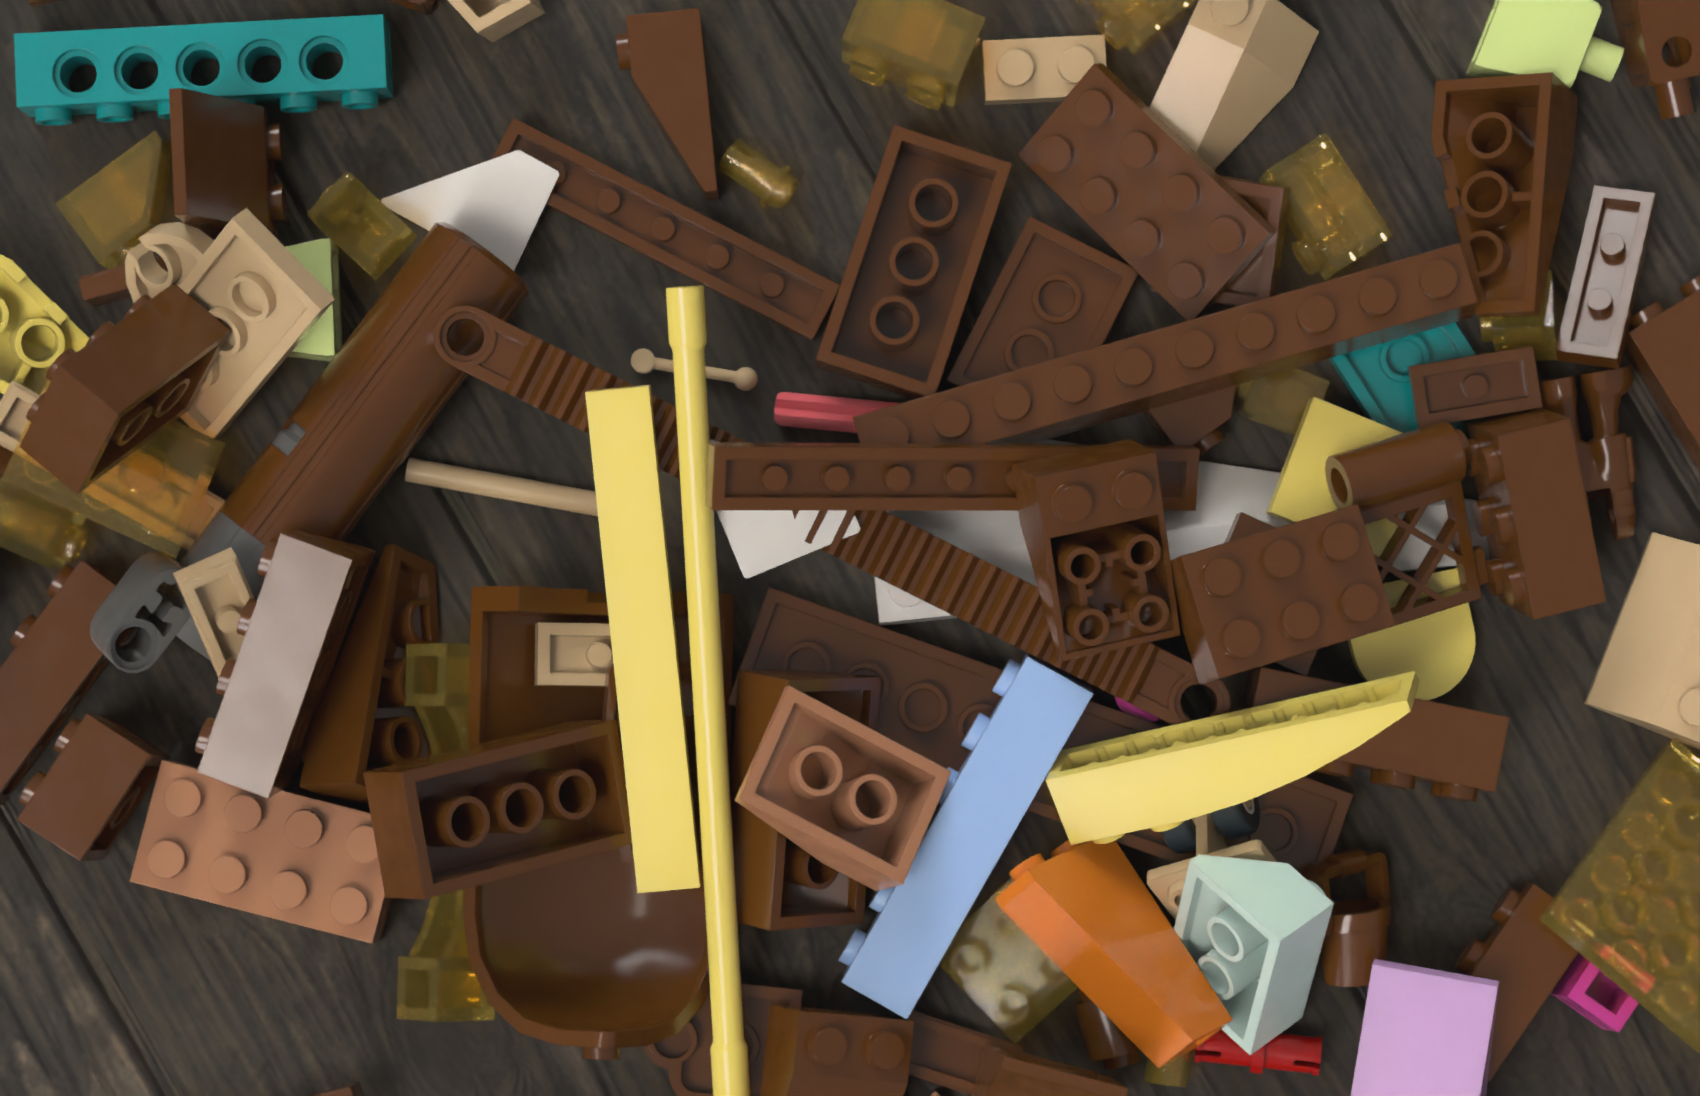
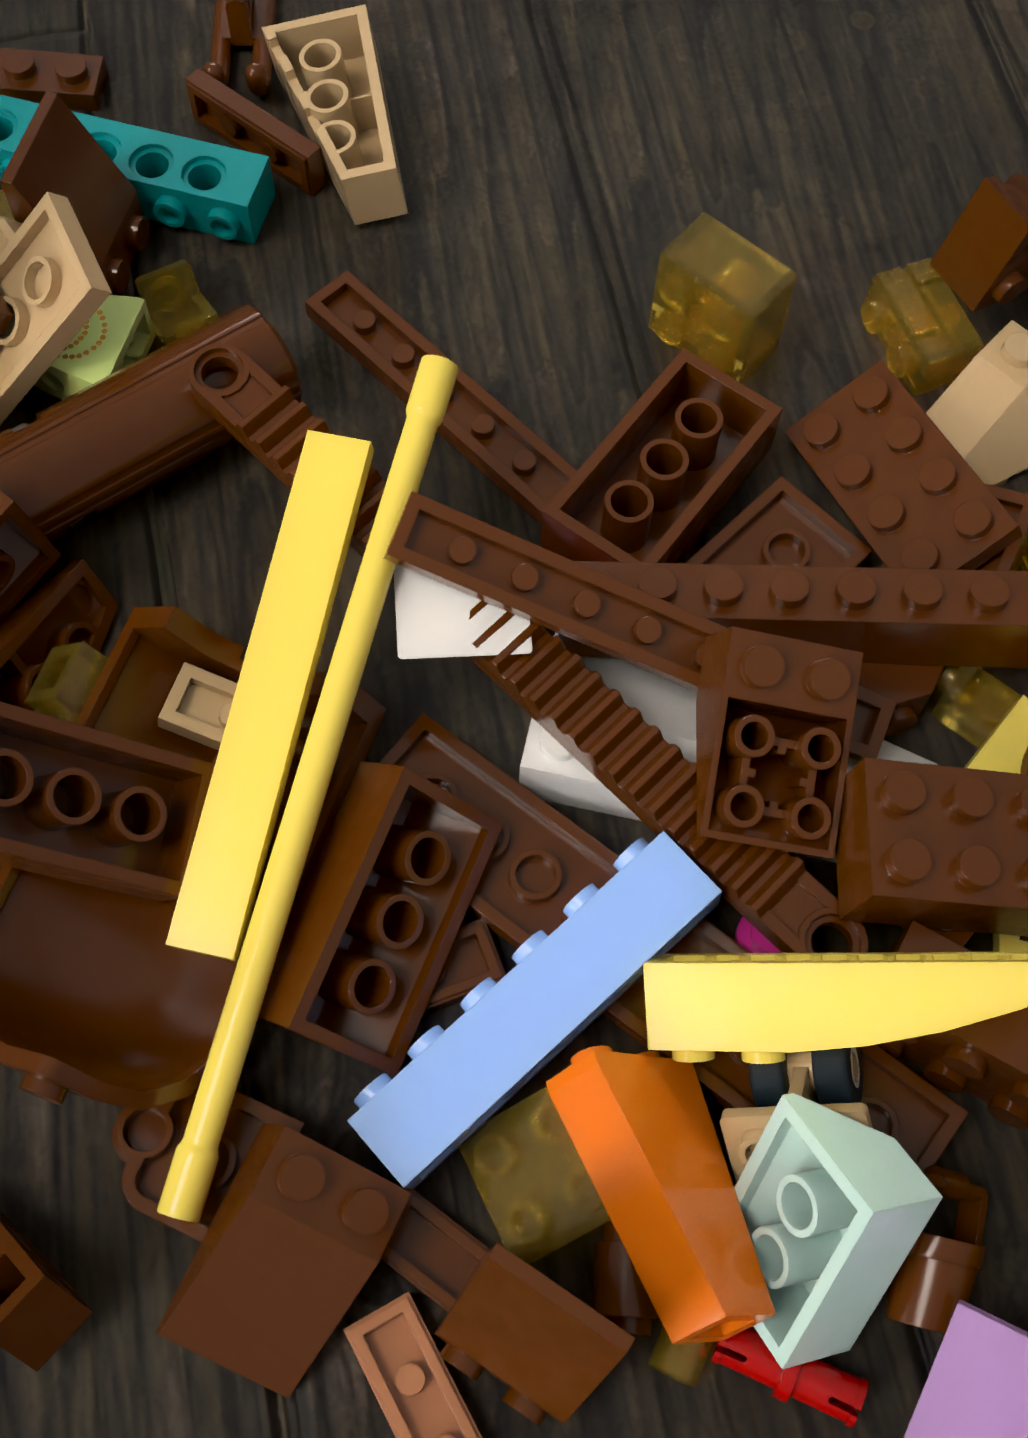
camera: 15 degrees right, 20 degrees down
(488, 202) = (310, 324): white sticker -> none
(501, 486) = (204, 555): tan piece -> none
(671, 77) = (497, 281): reddish brown slope -> none
(758, 175) = (554, 389): clear yellow pin -> none
(842, 791) = (417, 901): nougat slope -> none
(1038, 67) = (813, 372): tan plate -> none

